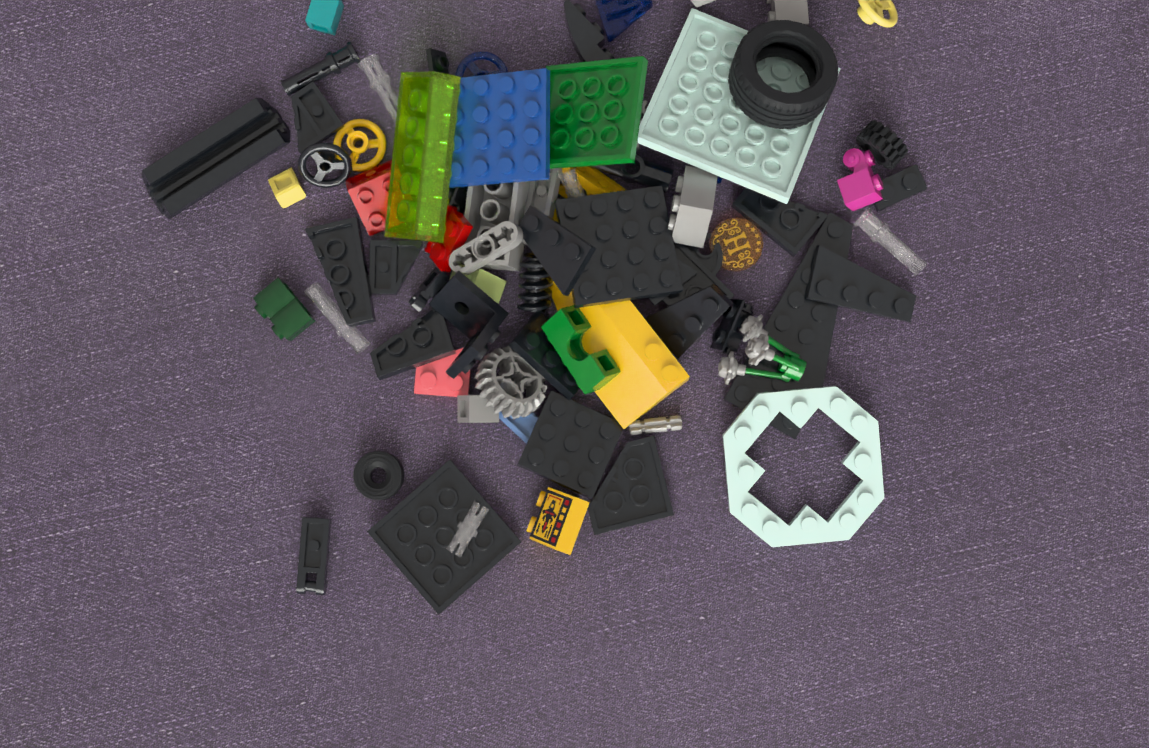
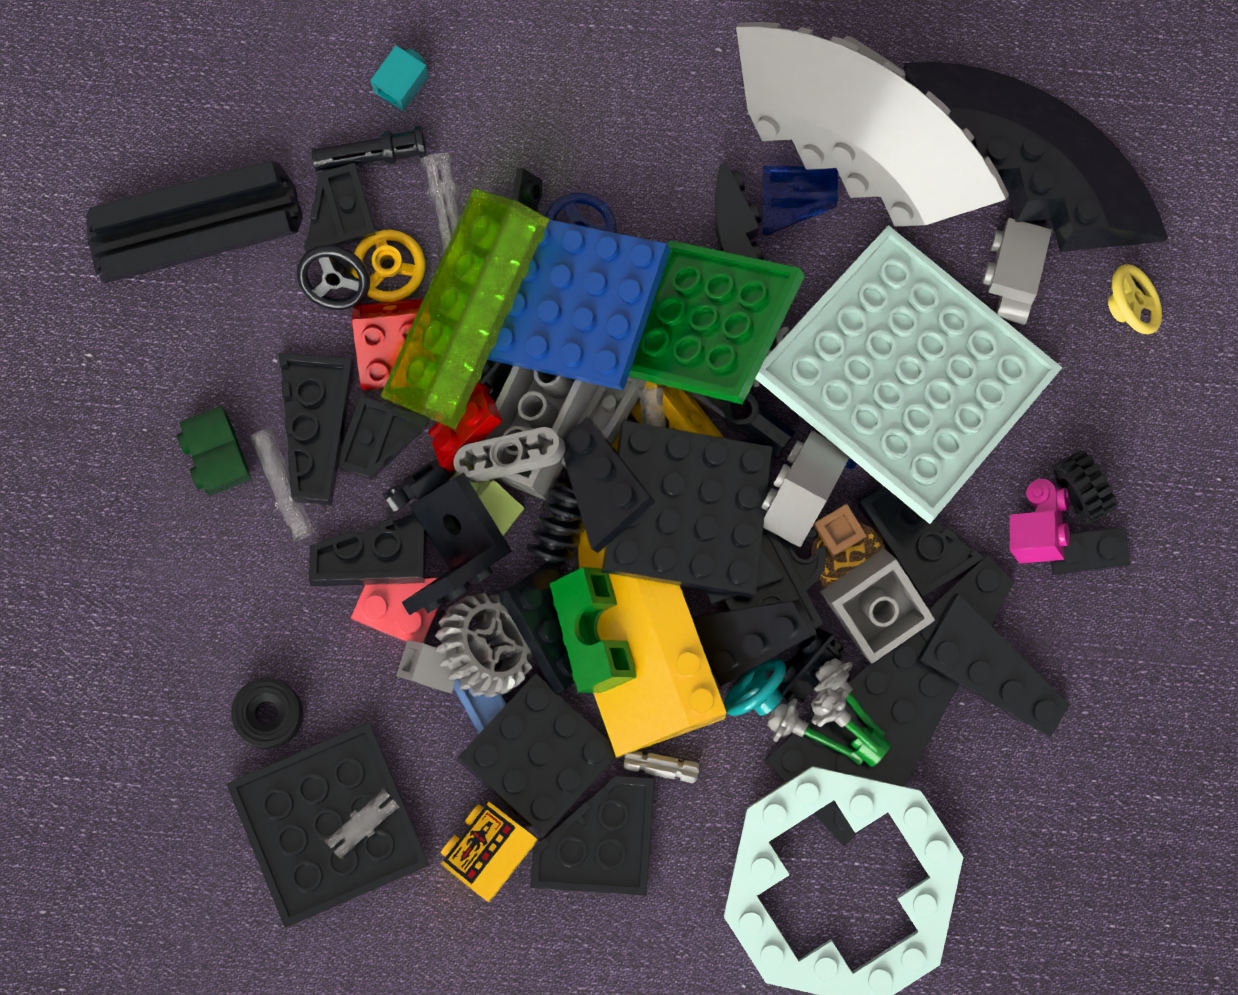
camera: 10 degrees right, 5 degrees down
(287, 188) = (273, 292): light yellow slope -> none
(313, 555) = (144, 792): black plate -> none
(705, 355) = (755, 691): none -> teal piece
(725, 227) = (839, 530): none -> medium nougat plate
(767, 270) = (878, 605): none -> light grey brick
(792, 42) = (1003, 311): black tyre -> none
(880, 233) = (1047, 604): clear pin -> none

